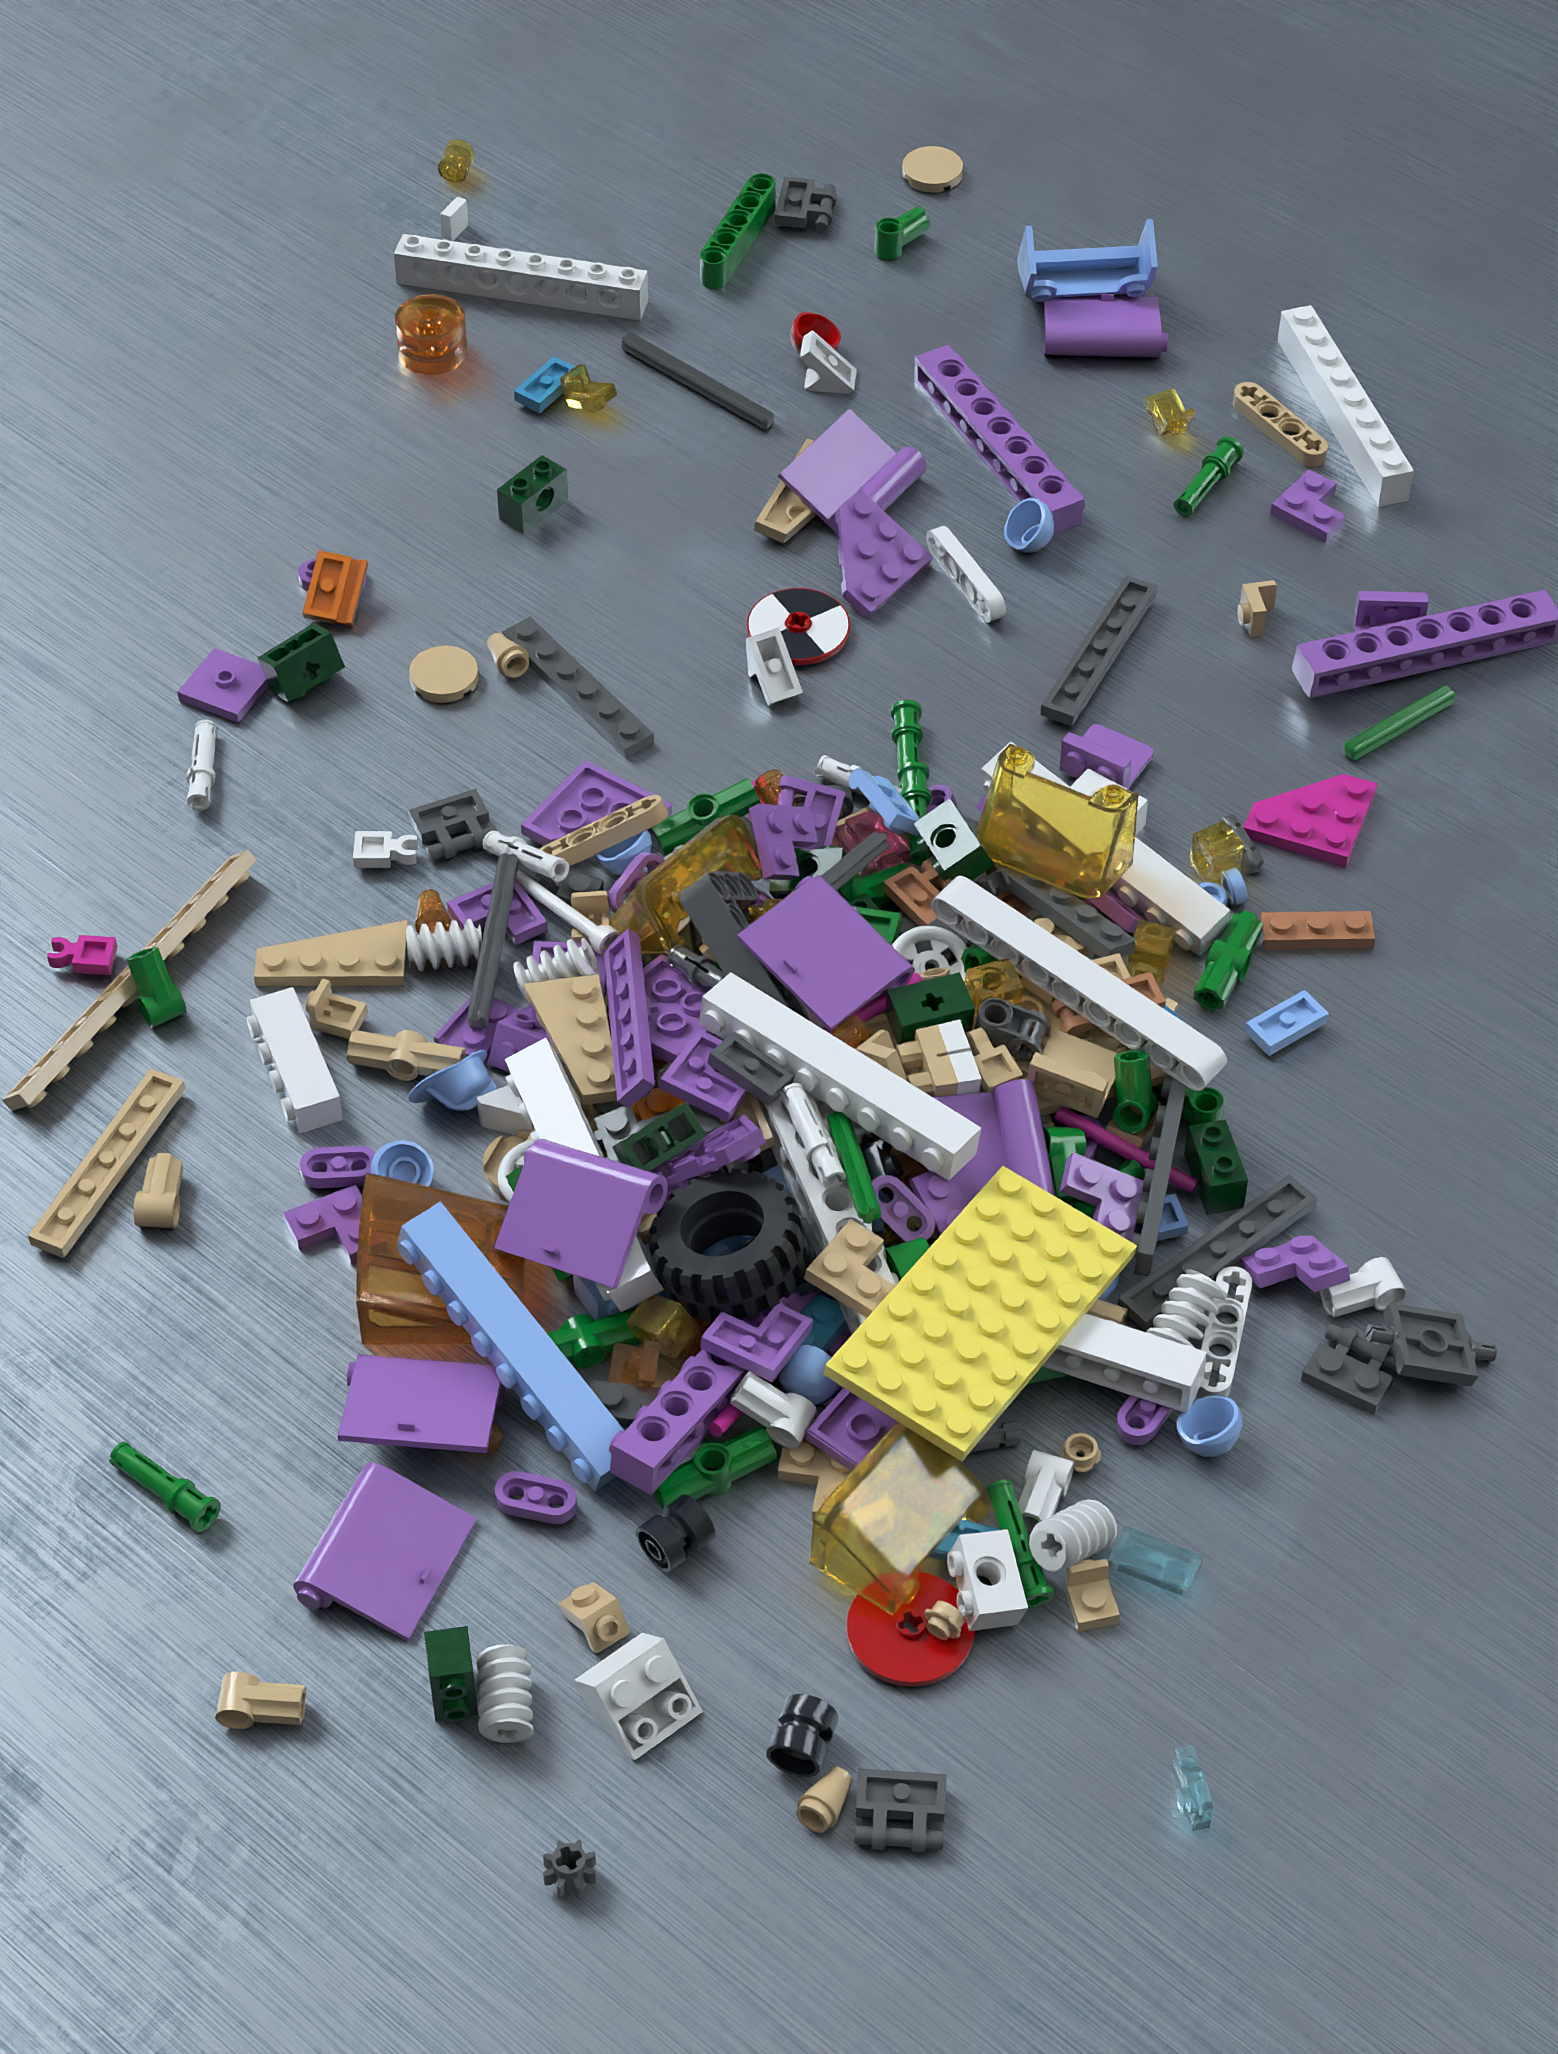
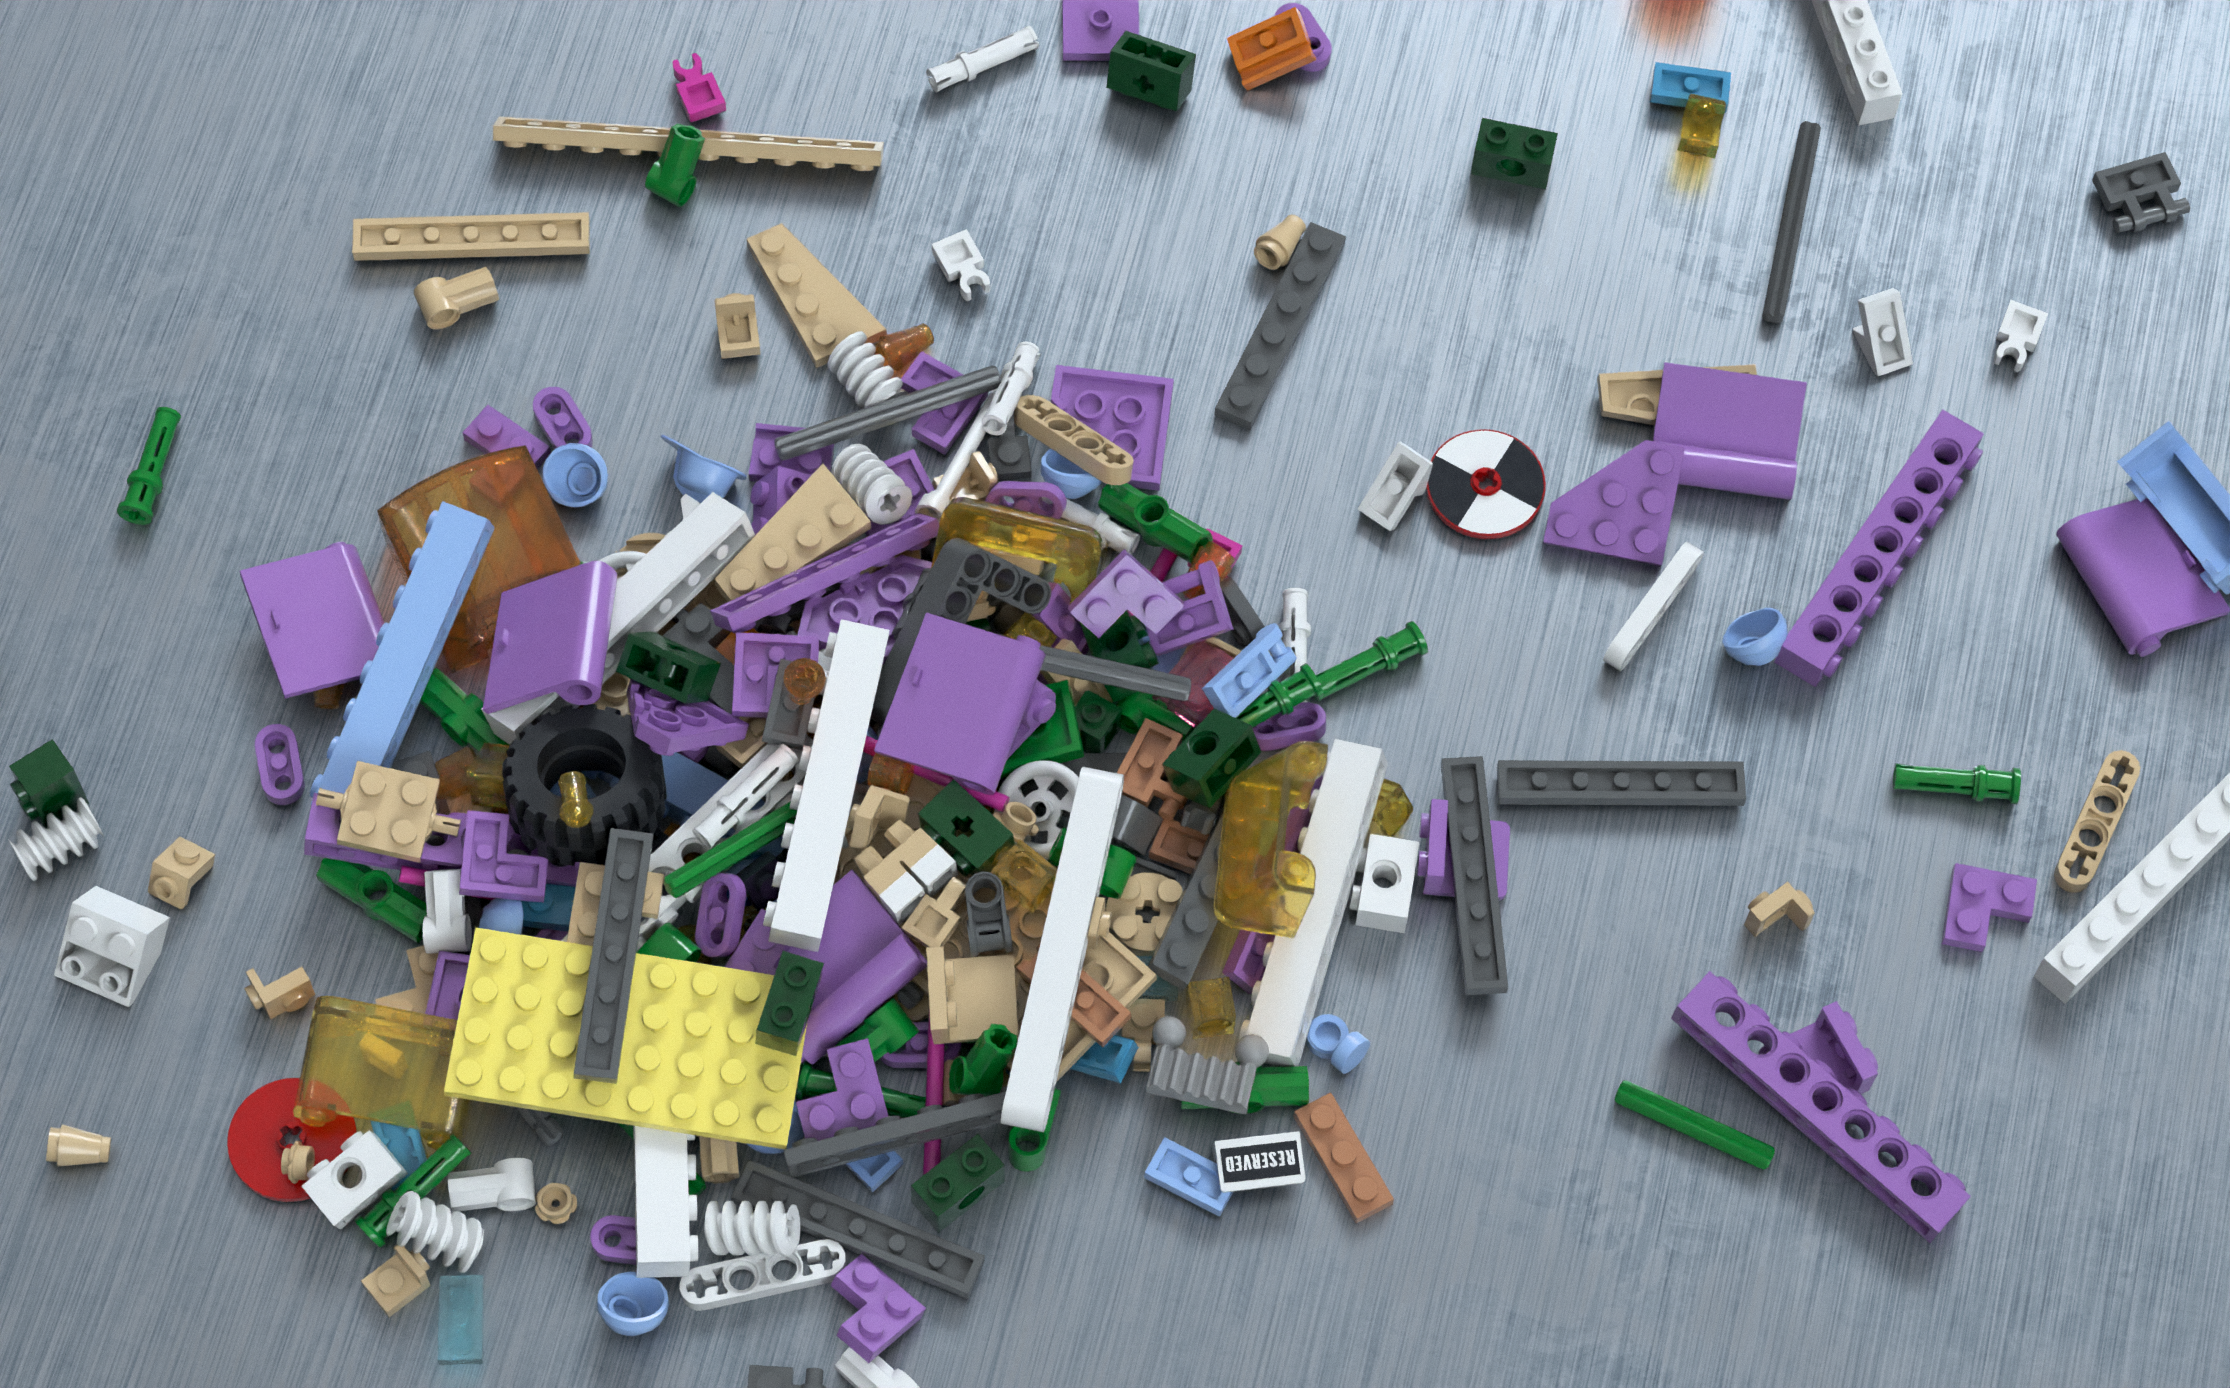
camera: 60 degrees right, 15 degrees up
(295, 1061) = (662, 323): white brick -> none
(384, 1551) = (165, 672): medium lavender door -> none
(402, 1055) = (720, 410): tan piece -> none
(443, 673) = (1226, 200): tan tile -> none
(448, 817) = (1035, 298): dark grey plate -> none
(665, 1396) = (388, 811): none -> tan plate
(680, 1529) = (293, 897): black wheel -> none
(737, 231) = (2032, 157): green beam -> none
(753, 1031) = (807, 673): none -> clear orange cone
(762, 1592) = (282, 995): none -> tan bracket
(765, 1226) = (575, 806): none -> clear yellow pin
(801, 1741) = (126, 1097): black wheel -> none
(821, 325) = (1926, 298): red piece -> none
(872, 302) = (2019, 332): none -> white plate
(896, 232) = (2153, 305): green piece -> none
(903, 1797) = (108, 1209): dark grey plate -> none
(916, 1271) = (613, 956): none -> dark grey plate
(1026, 1173) = (789, 1003): none -> dark green brick
(1147, 756) = (1474, 876): none -> dark grey plate
(1168, 413) = (2033, 698): clear yellow bracket -> none
(1215, 851) = (1376, 1014): clear yellow brick -> none
(1216, 971) = (1200, 1078): none -> light grey gear
(1251, 858) = (1421, 1035): dark grey axle -> none
(1299, 971) = (1259, 1162): none -> panel
(1315, 819) = (1504, 1096): dark pink plate -> none

